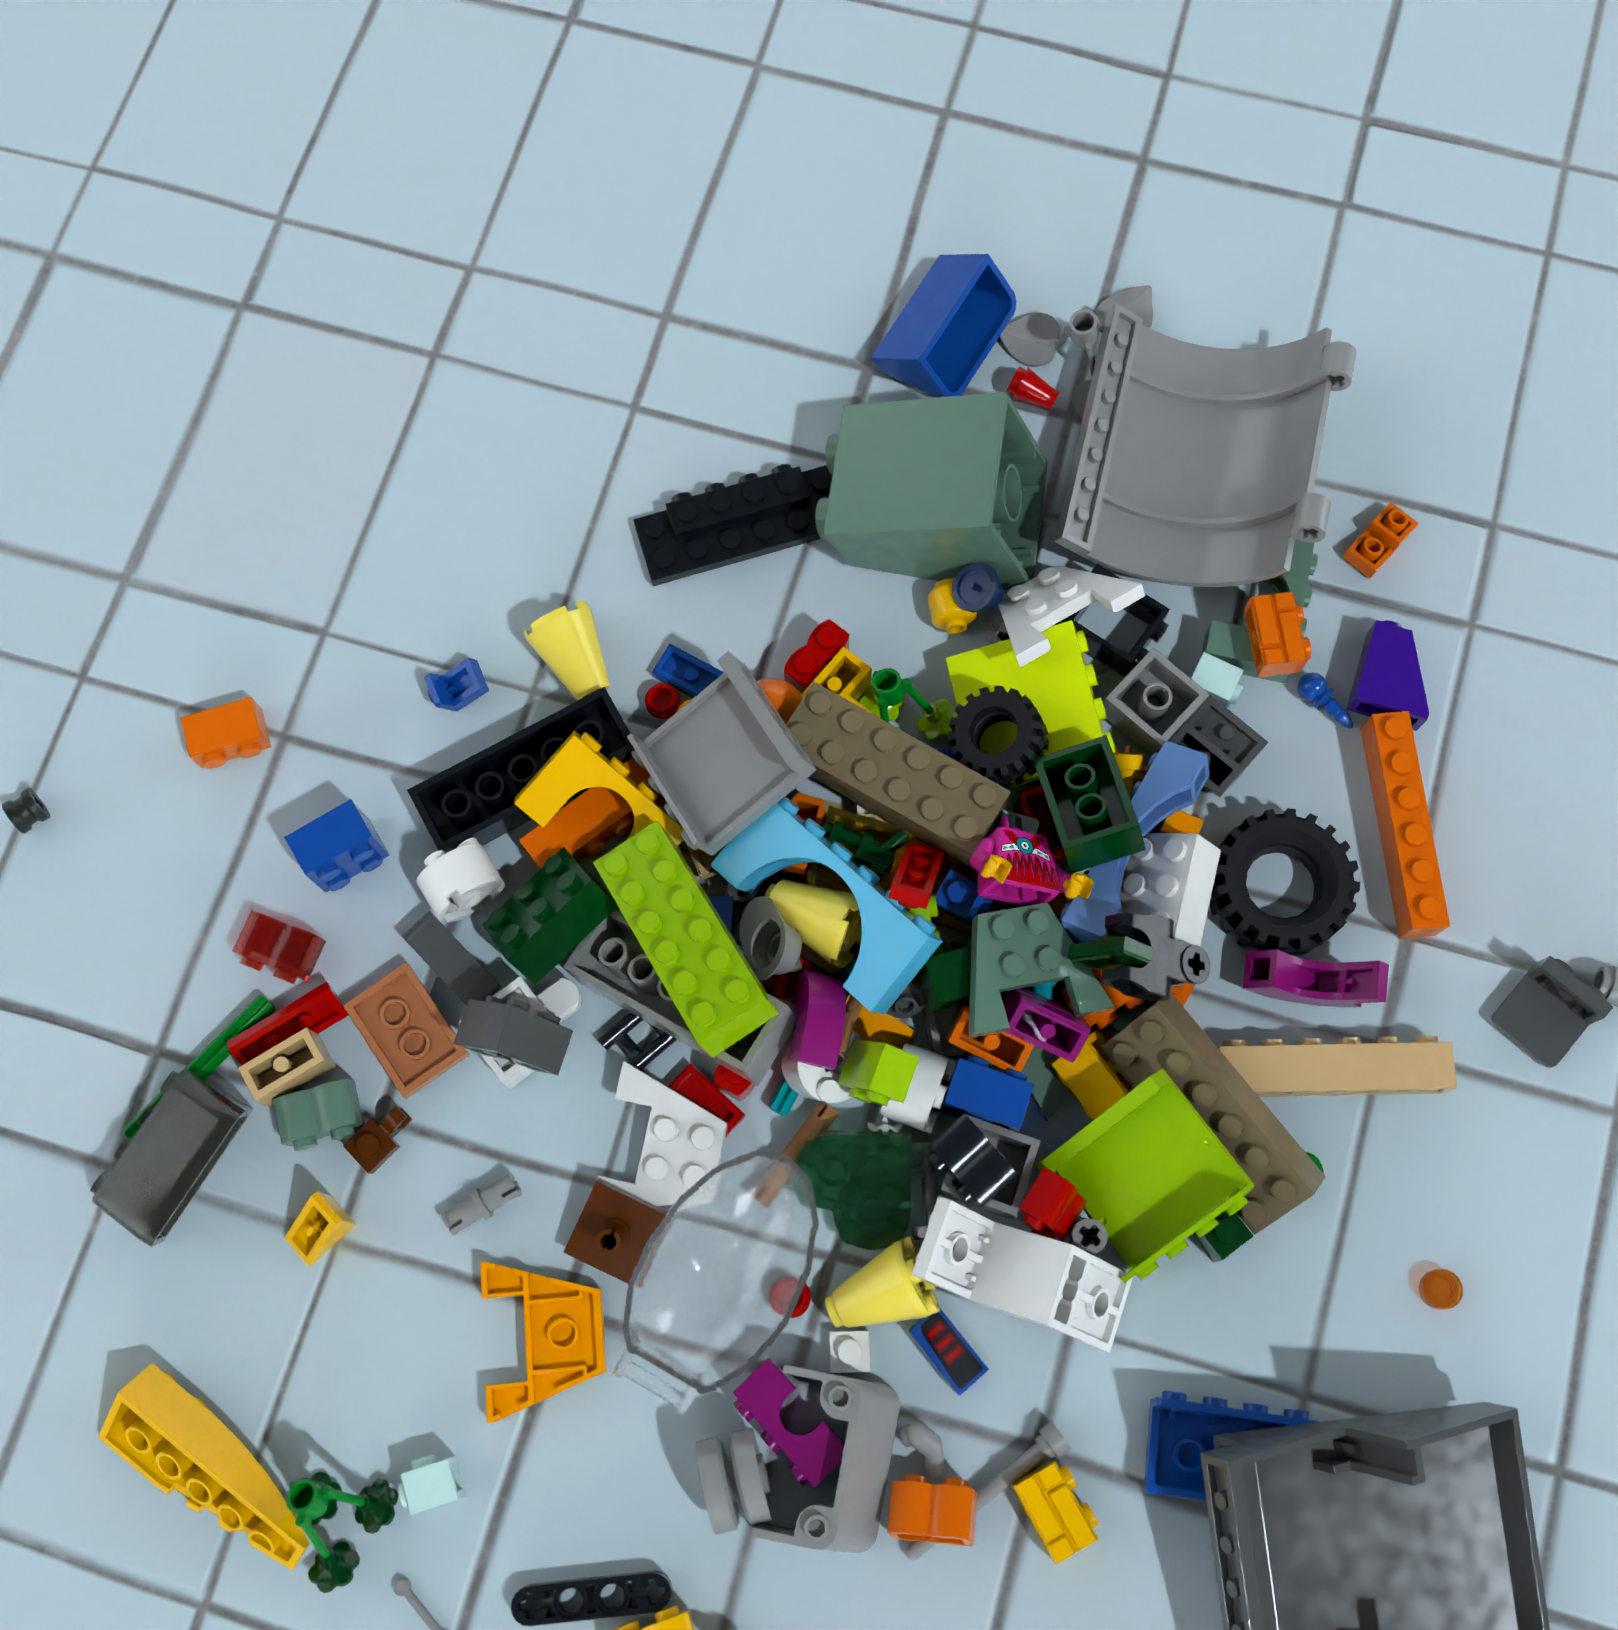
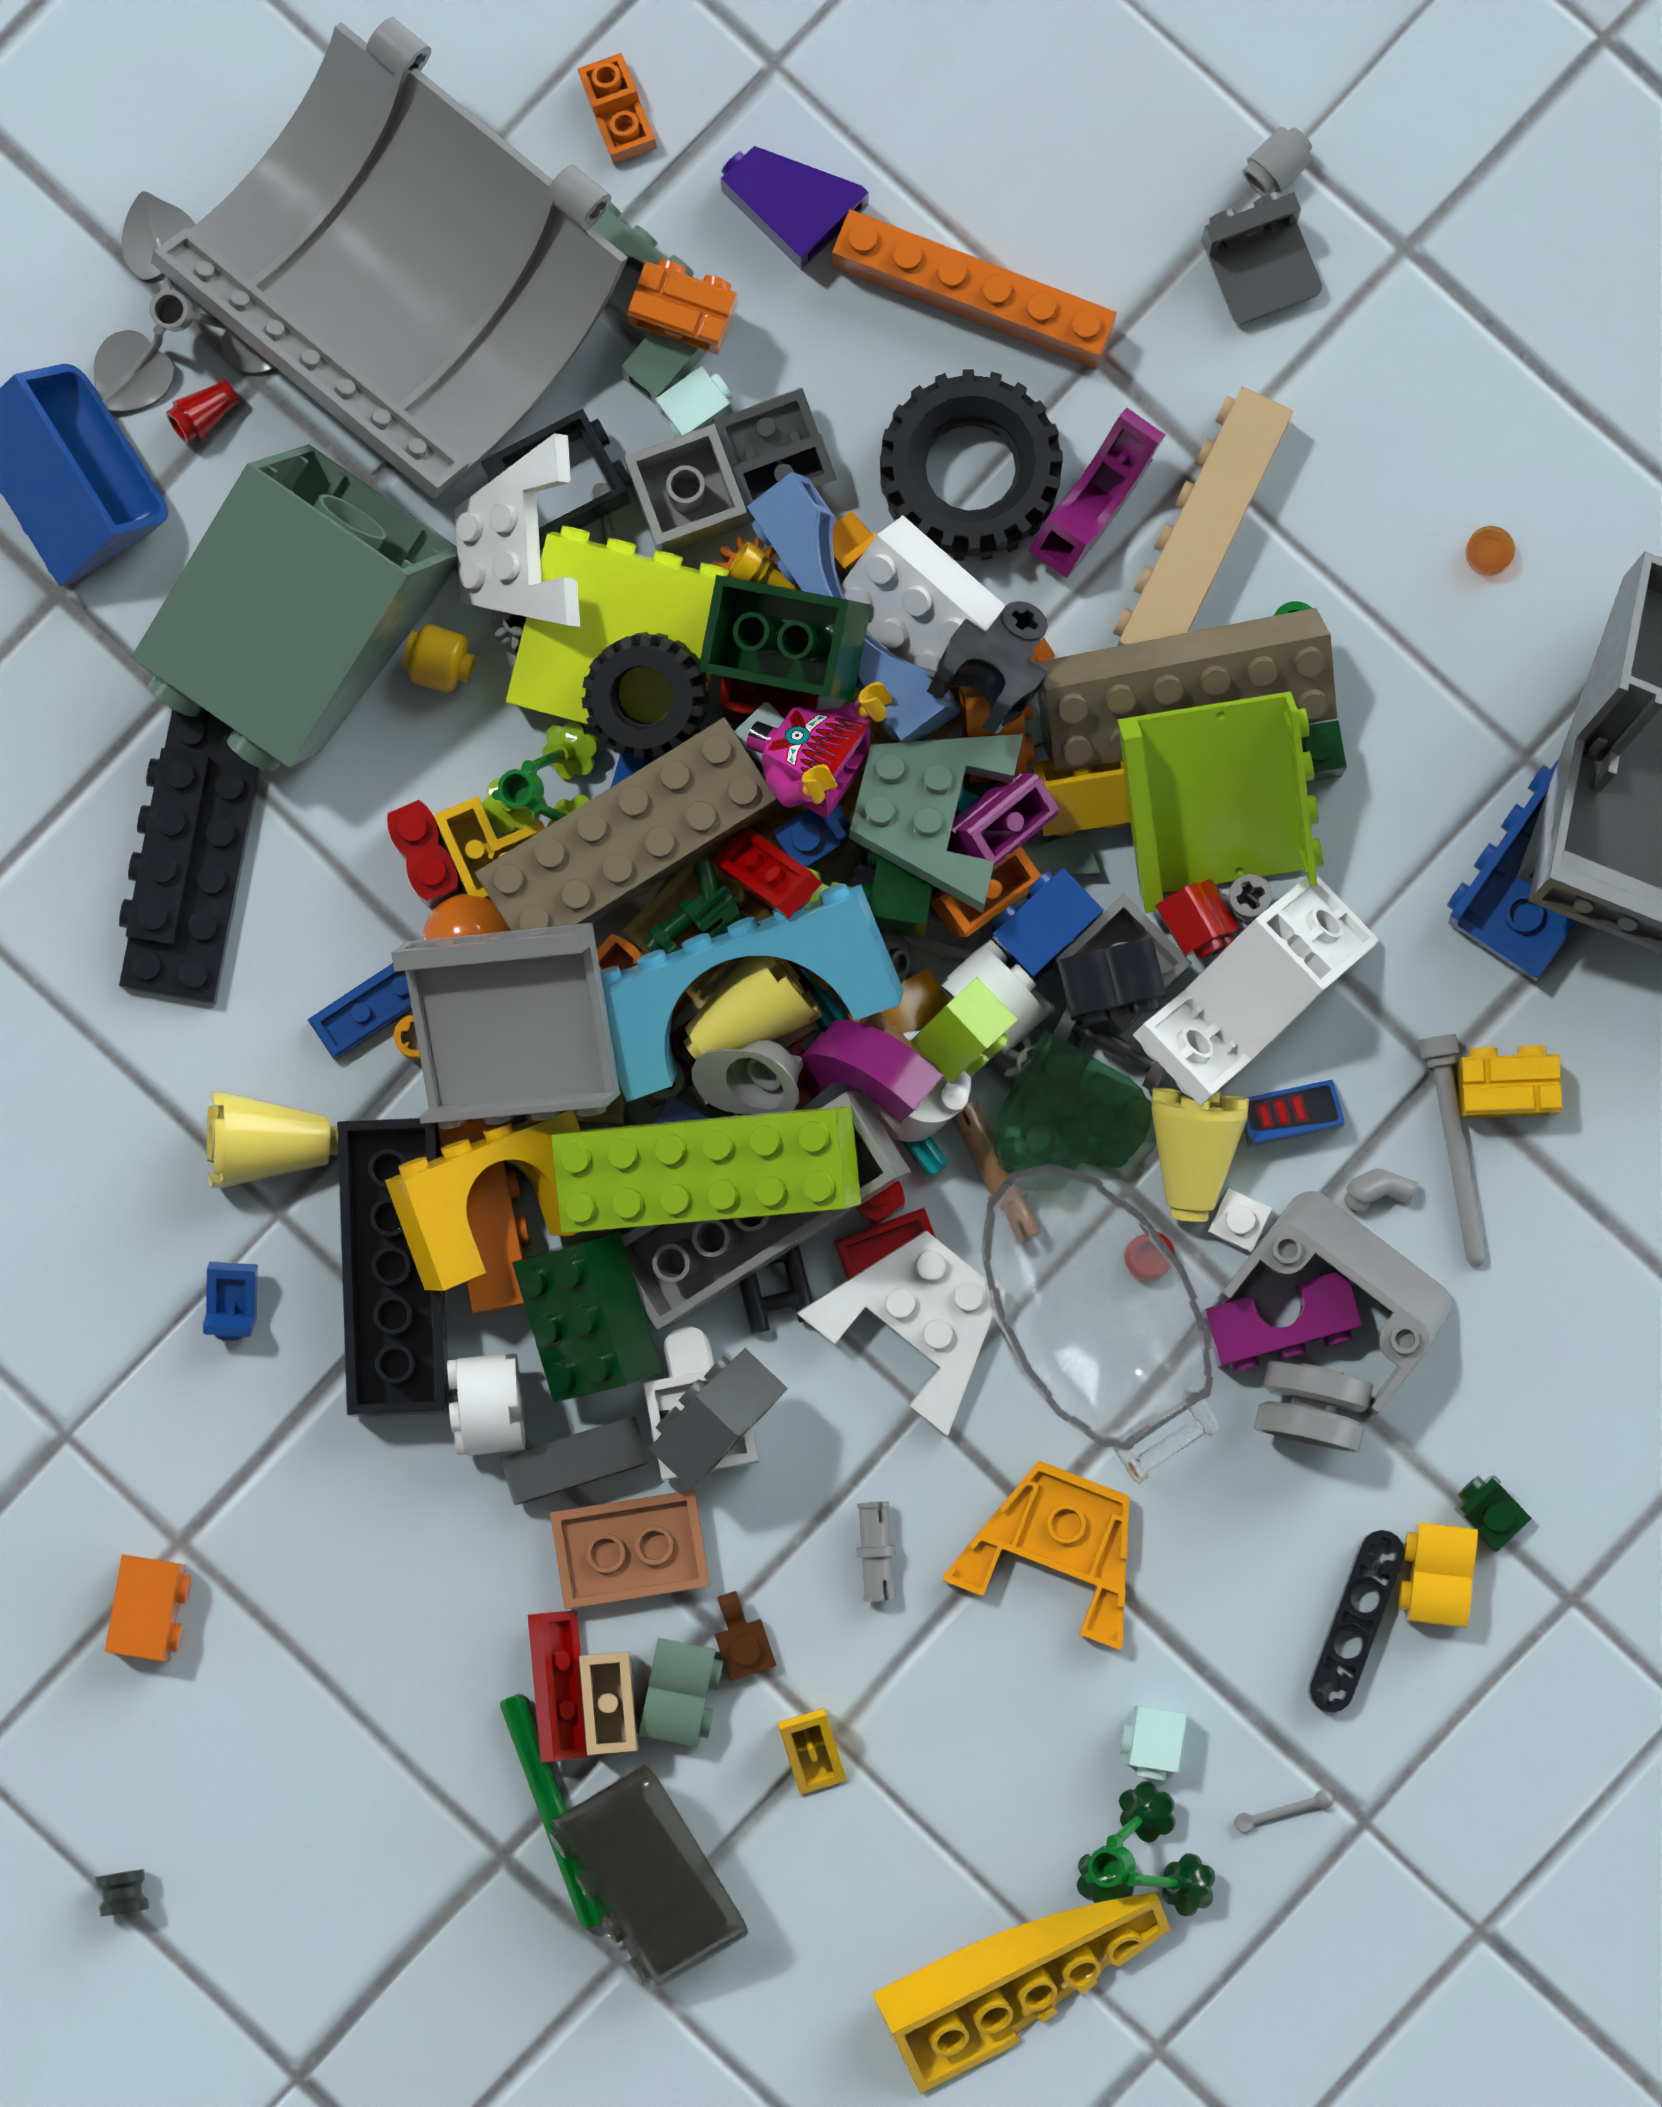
camera: 65 degrees left, 10 degrees up
(278, 946) = (453, 1656): clear red brick -> none
(337, 847) = (372, 1529): blue brick -> none
(613, 1230) = (984, 1413): reddish brown tile -> none
(662, 701) = (376, 1063): red plate -> none
(933, 1511) = (1447, 1212): orange brick -> none
(977, 588) = (442, 620): dark blue piece -> none
(1110, 952) = (967, 708): dark green plate -> none
(1314, 688) = (759, 294): blue bar -> none

